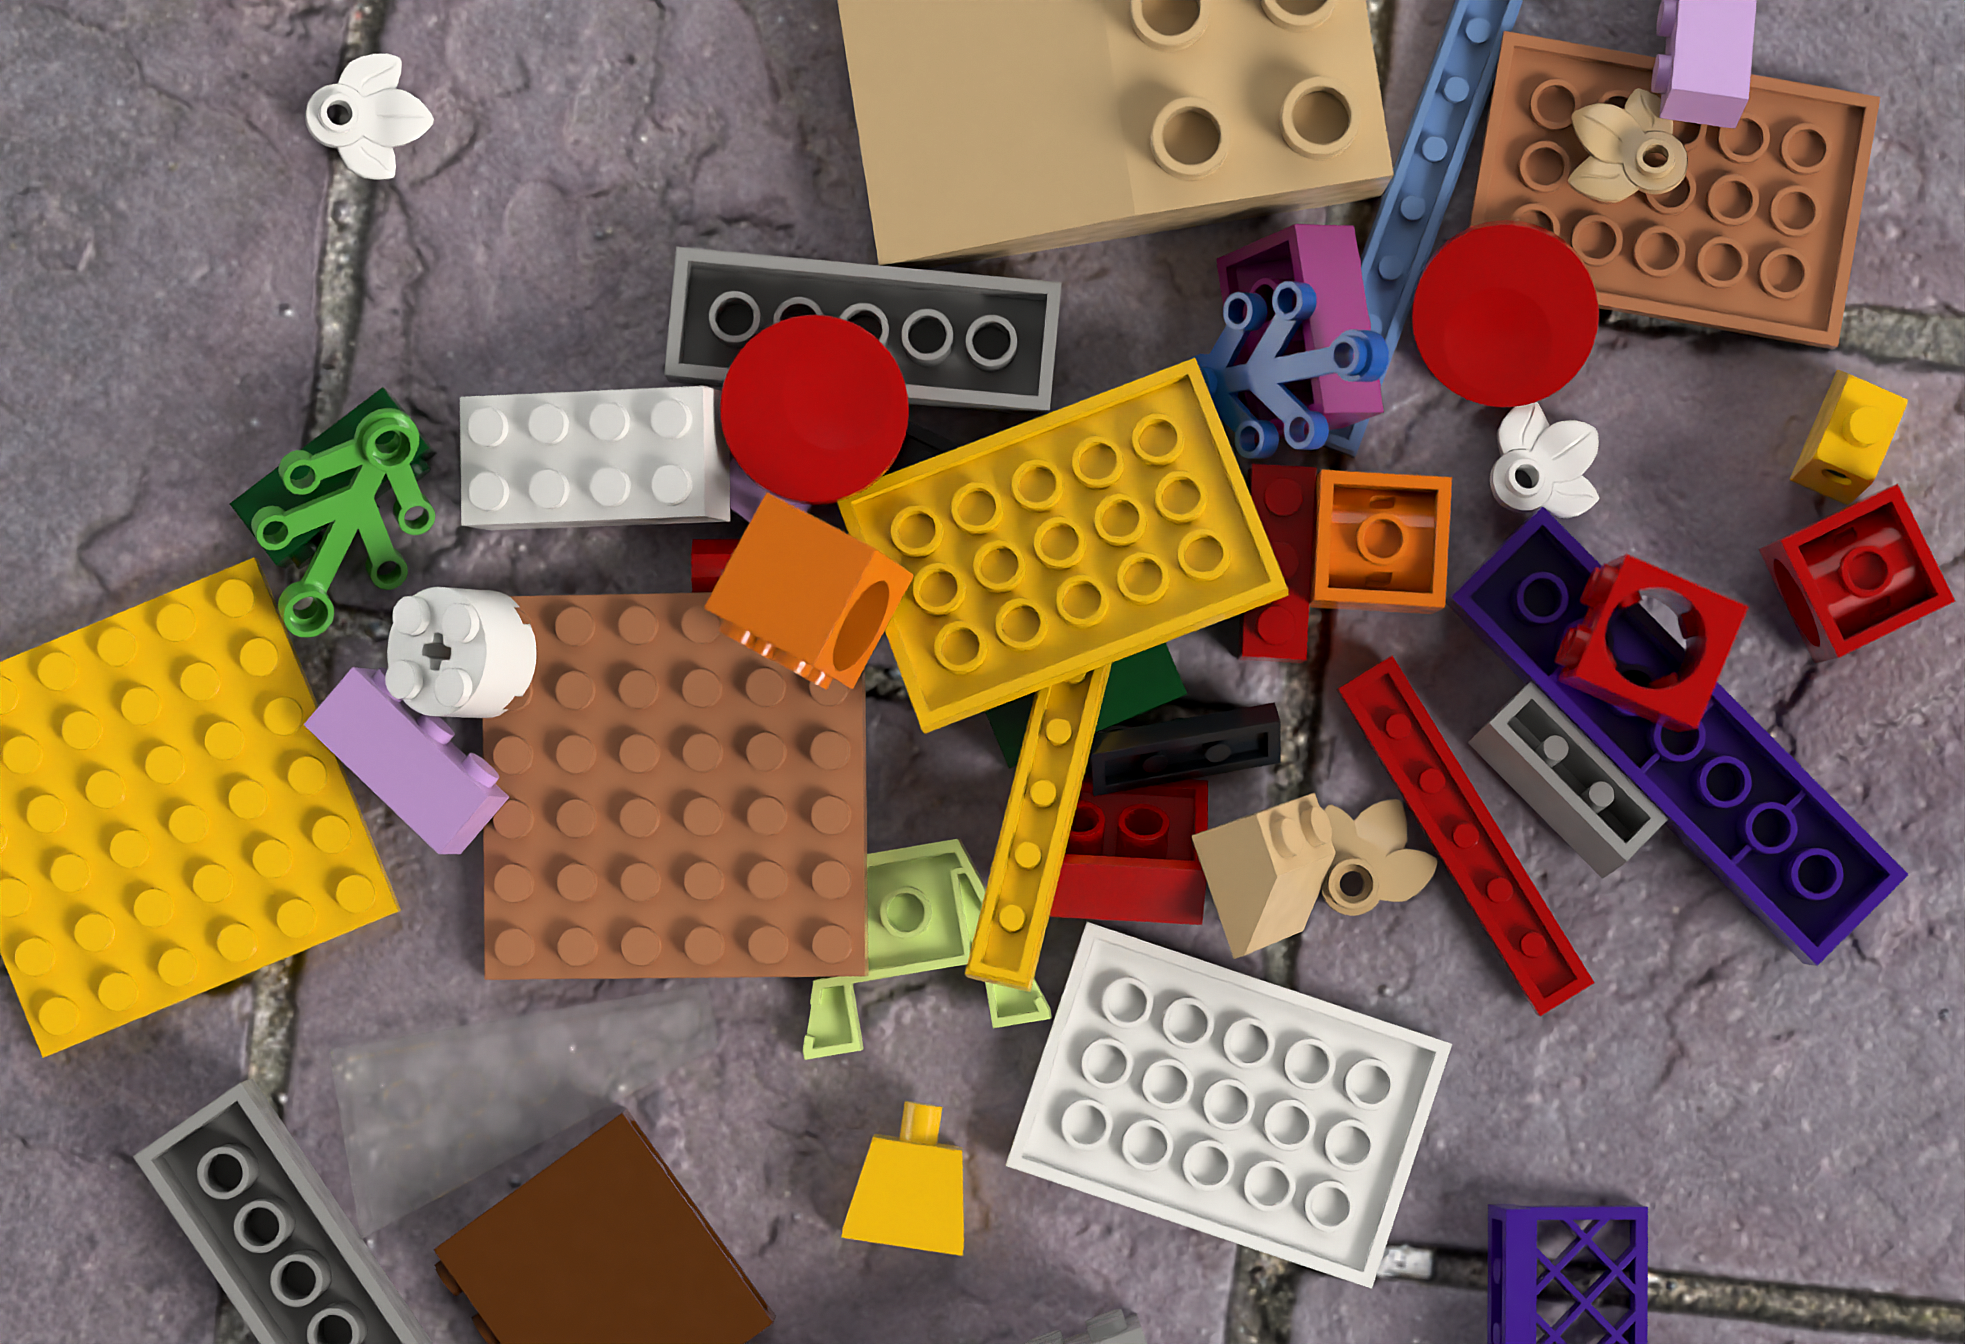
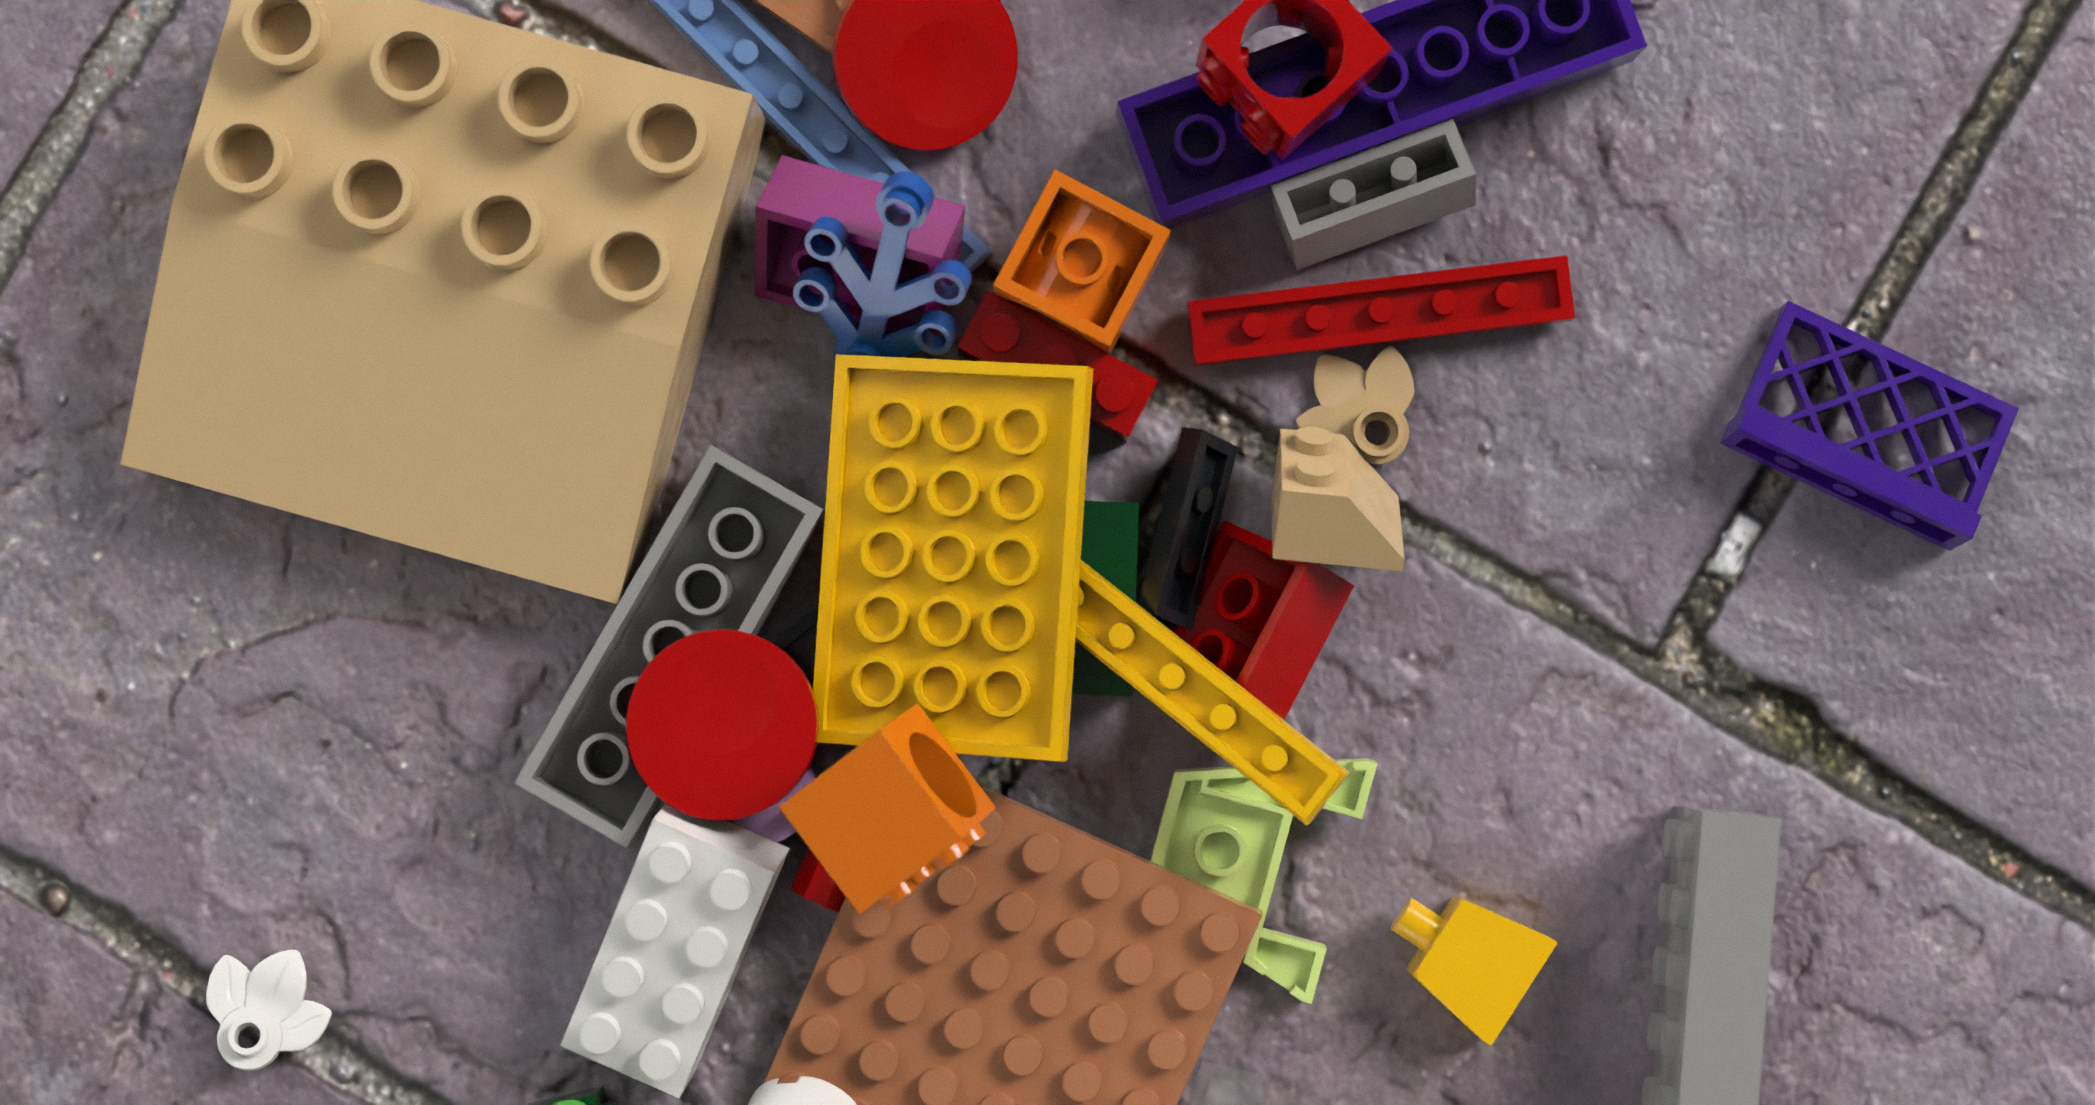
camera: 65 degrees left, 0 degrees up
(1228, 1104) = (1526, 636): white plate -> none
(1551, 457) = (1076, 76): white plate -> none

